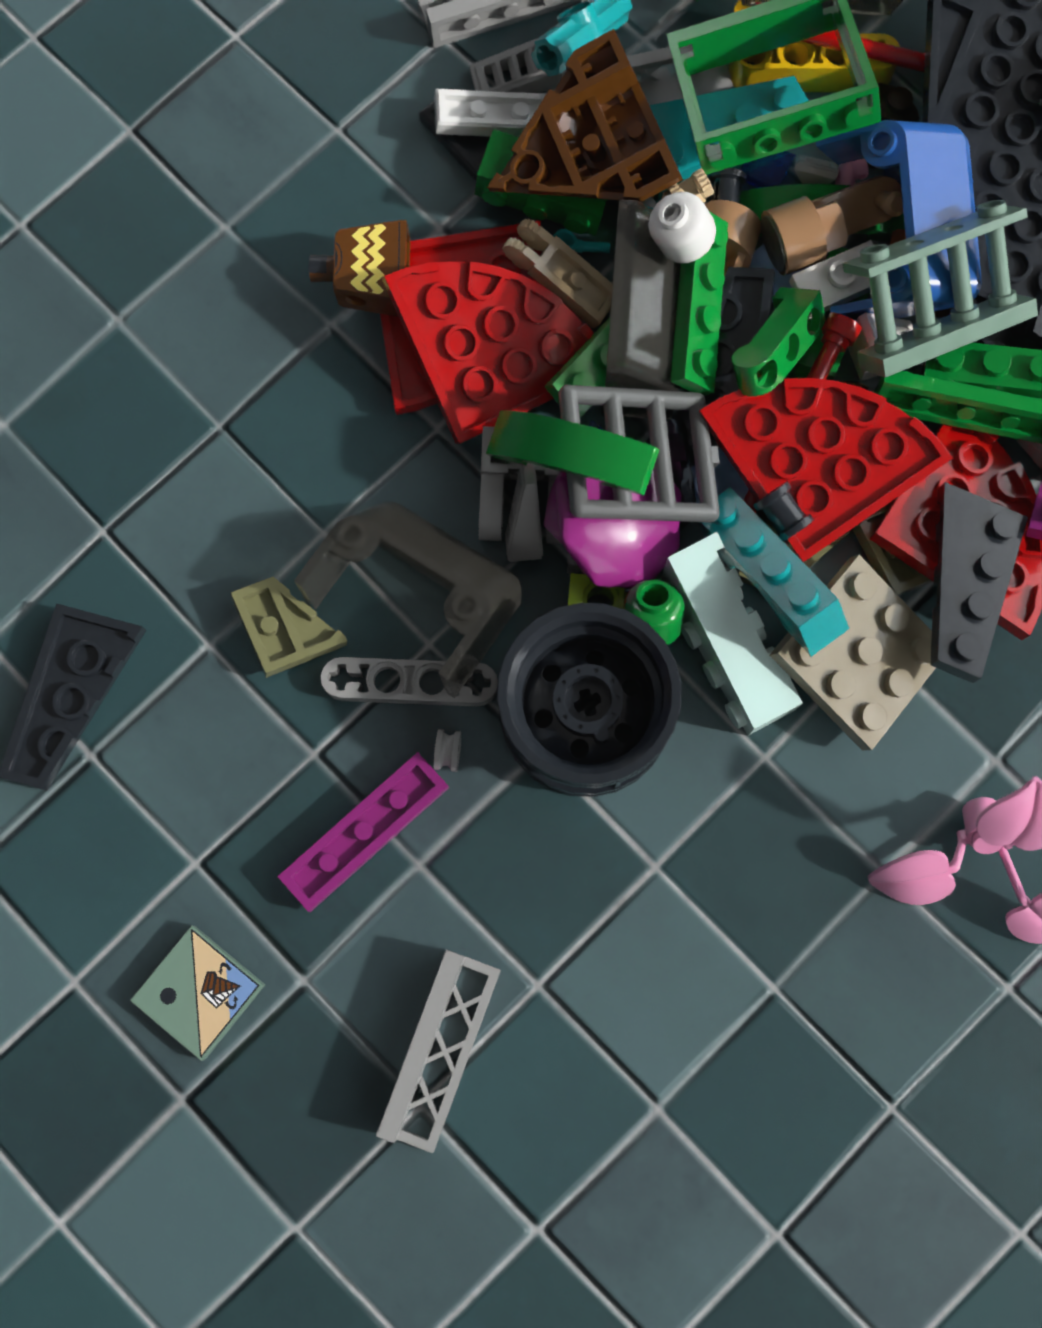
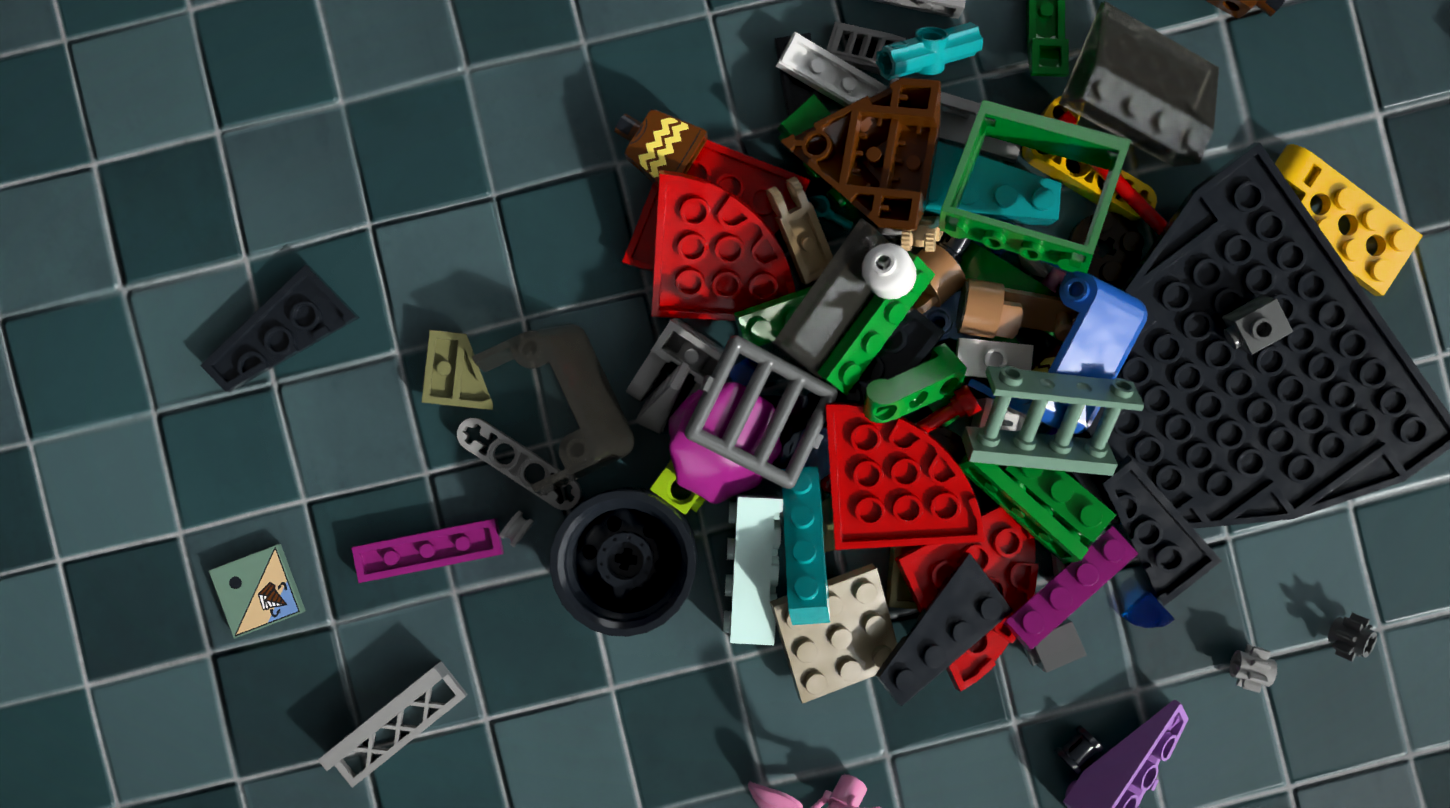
camera: 25 degrees right, 10 degrees up
(573, 450) = (711, 387): green slope -> none
(659, 606) = (709, 524): green head -> none
(783, 511) = (838, 512): black bush -> none

